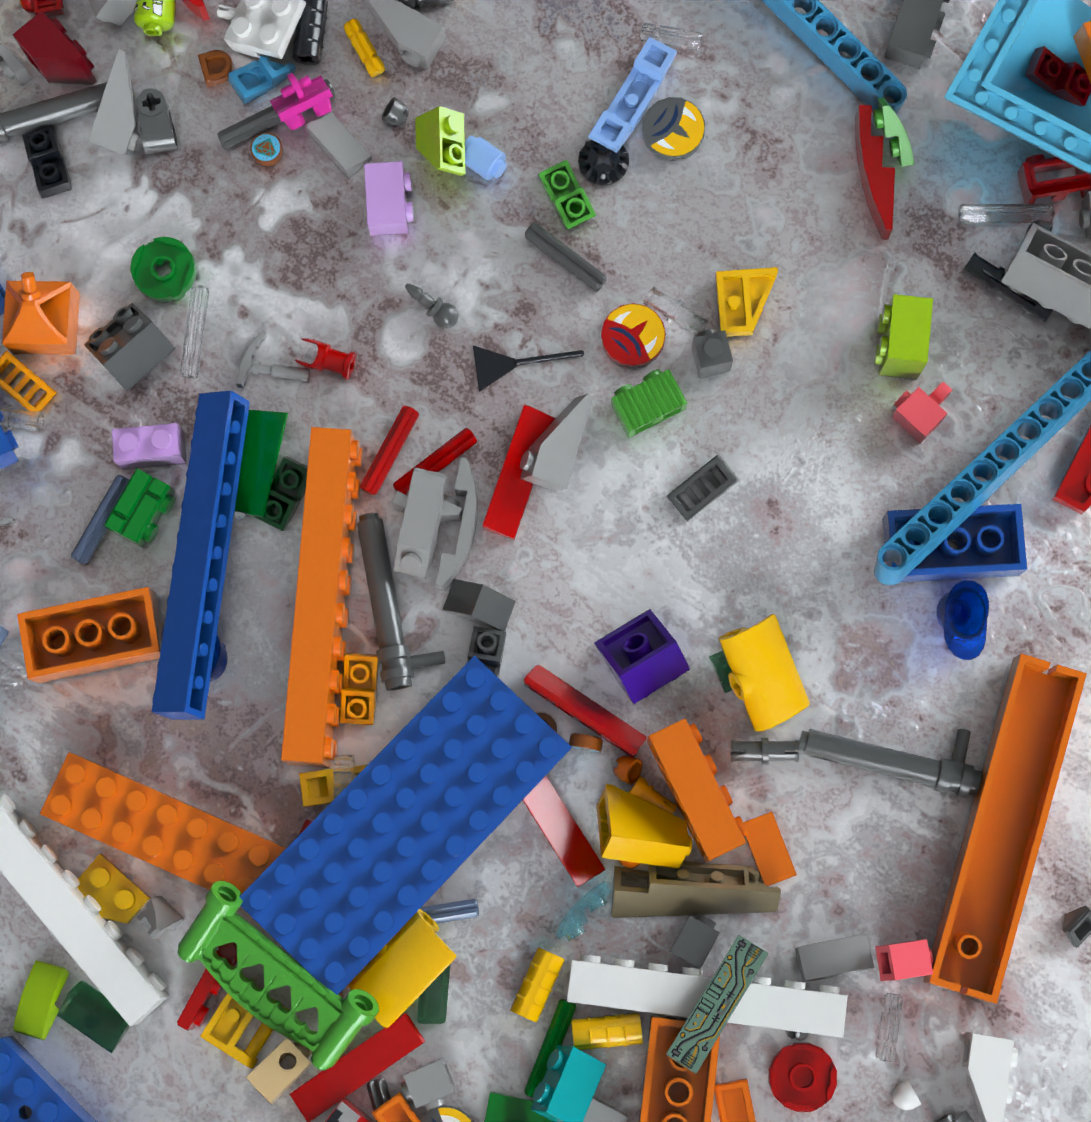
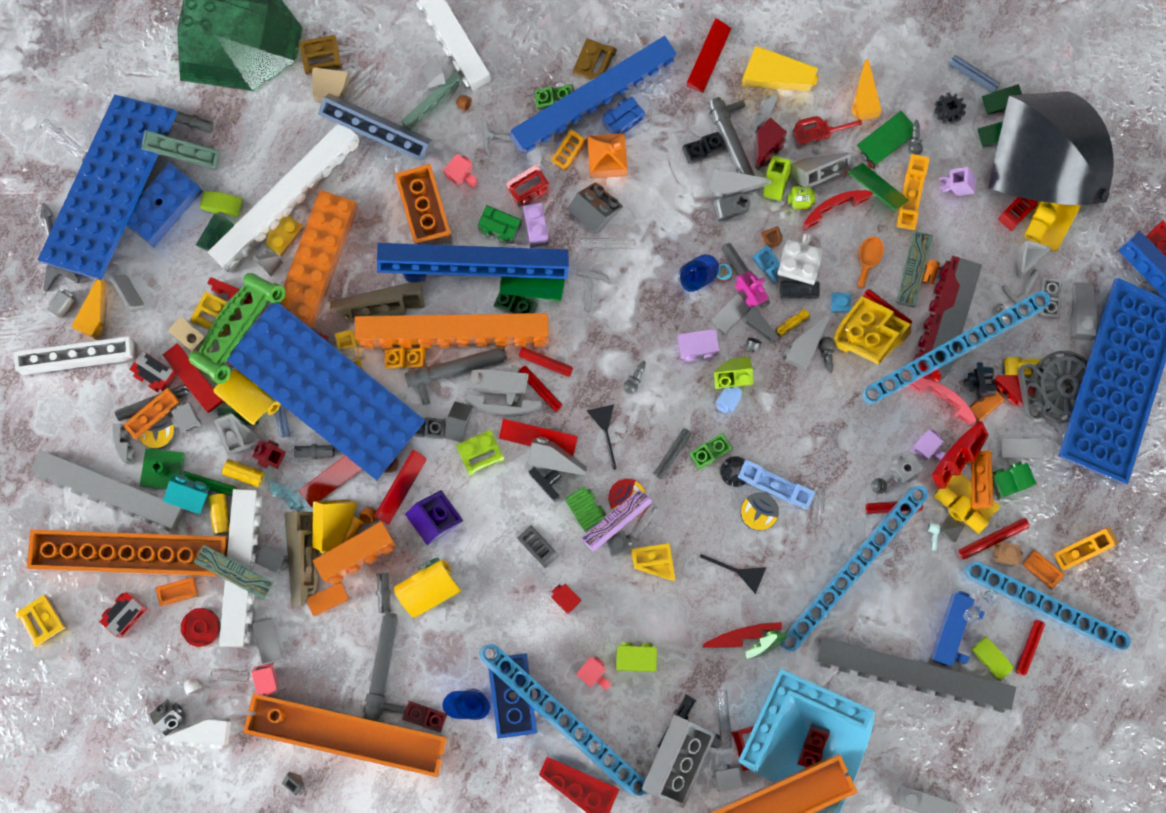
camera: 80 degrees right, 0 degrees up
(35, 570) = (459, 171): none -> coral brick
(75, 482) = (538, 190): none -> red window
(95, 530) = (483, 200): sand blue axle -> none
(106, 39) = (779, 172): none -> lime slope
(172, 285) = (635, 228): green plate -> none
(255, 725) = (380, 302): none -> dark tan wedge
(264, 186) = (698, 272): none -> clear blue piece
(331, 360) = (596, 322): red piece -> none
(361, 98) = (760, 325): none -> dark grey slope
(466, 994) = (235, 433): none -> light grey wing
(508, 935) = (268, 454): none -> dark red brick
(509, 856) = (314, 451): none -> dark grey pin
(525, 574) = (479, 446): none -> lime plate
(585, 742) = (381, 489): dark orange tile -> none
(598, 463) = (547, 482): none -> black tile
(673, 349) = (616, 520): none -> lavender tile
(777, 153) = (750, 576): none -> black piece
(795, 446) = (565, 598): none -> red brick
(977, 696) = (424, 716): none -> dark red slope

